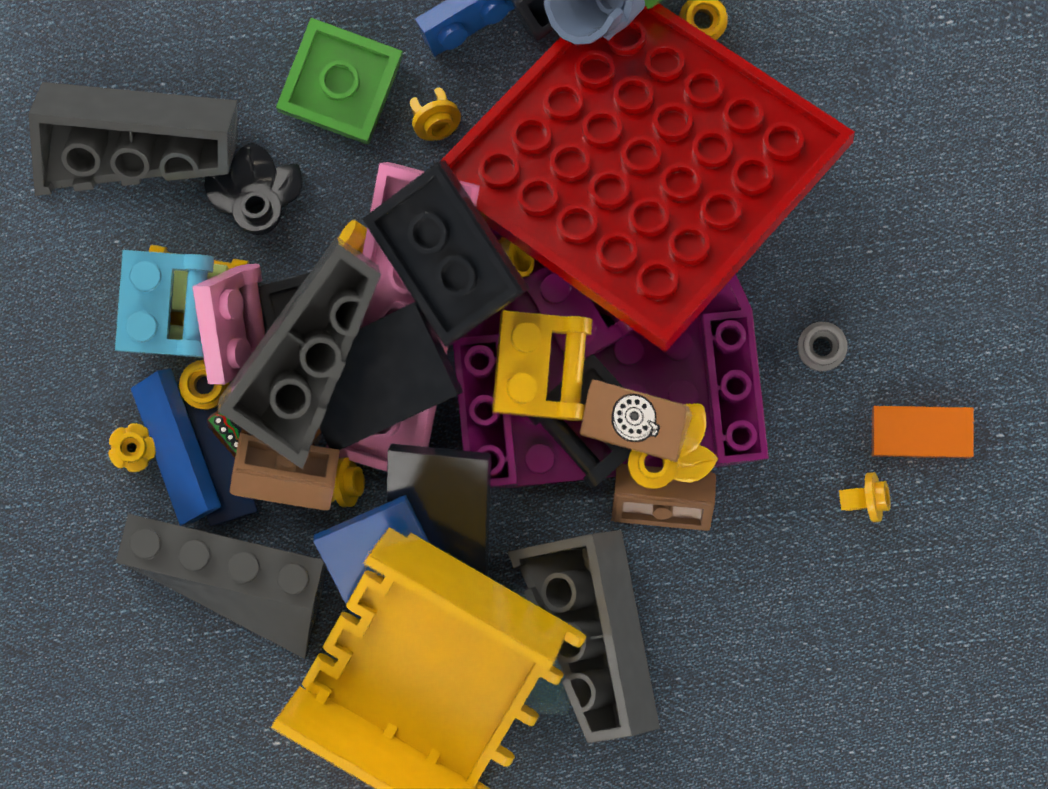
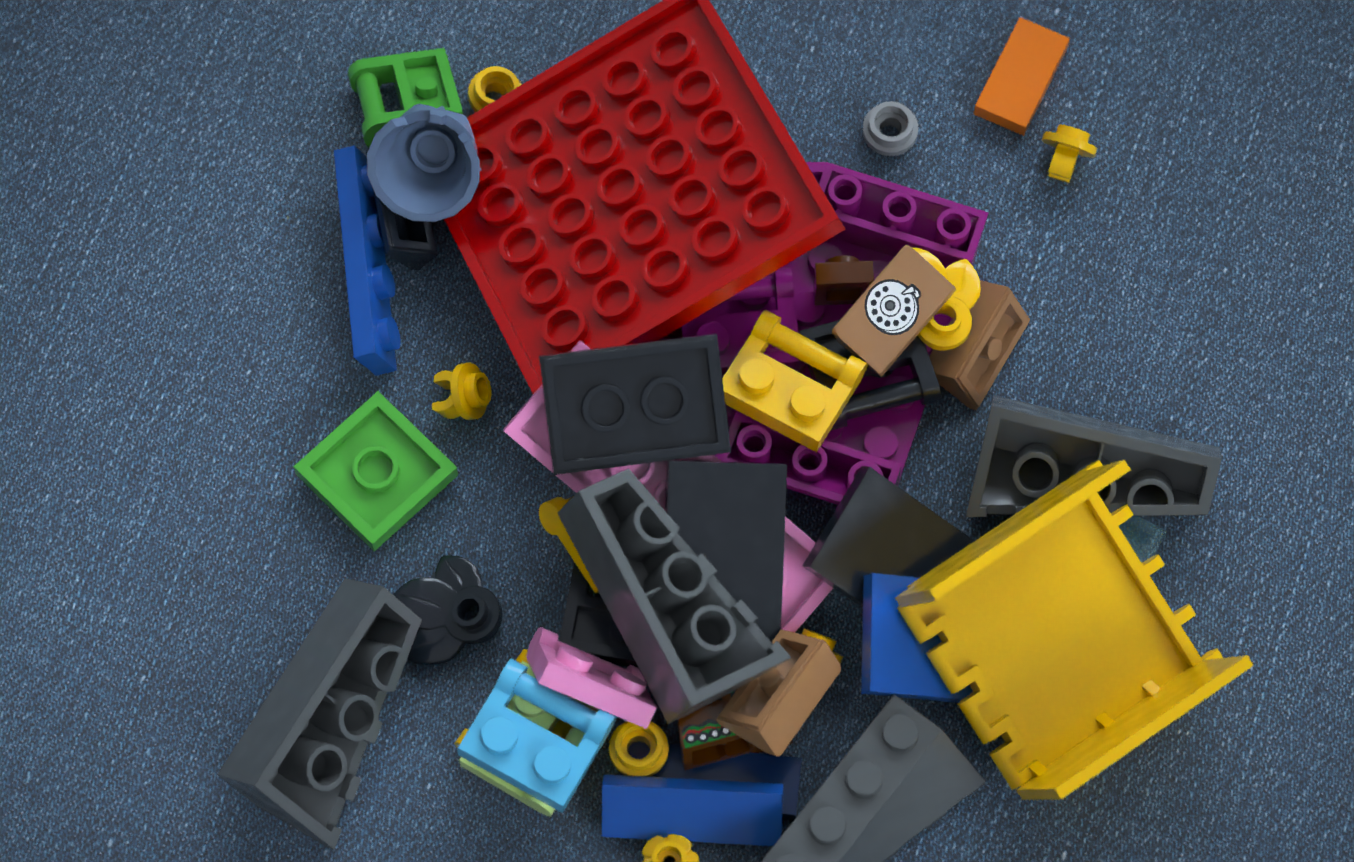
camera: 70 degrees left, 15 degrees down
(655, 367) = (841, 280): none -> reddish brown plate

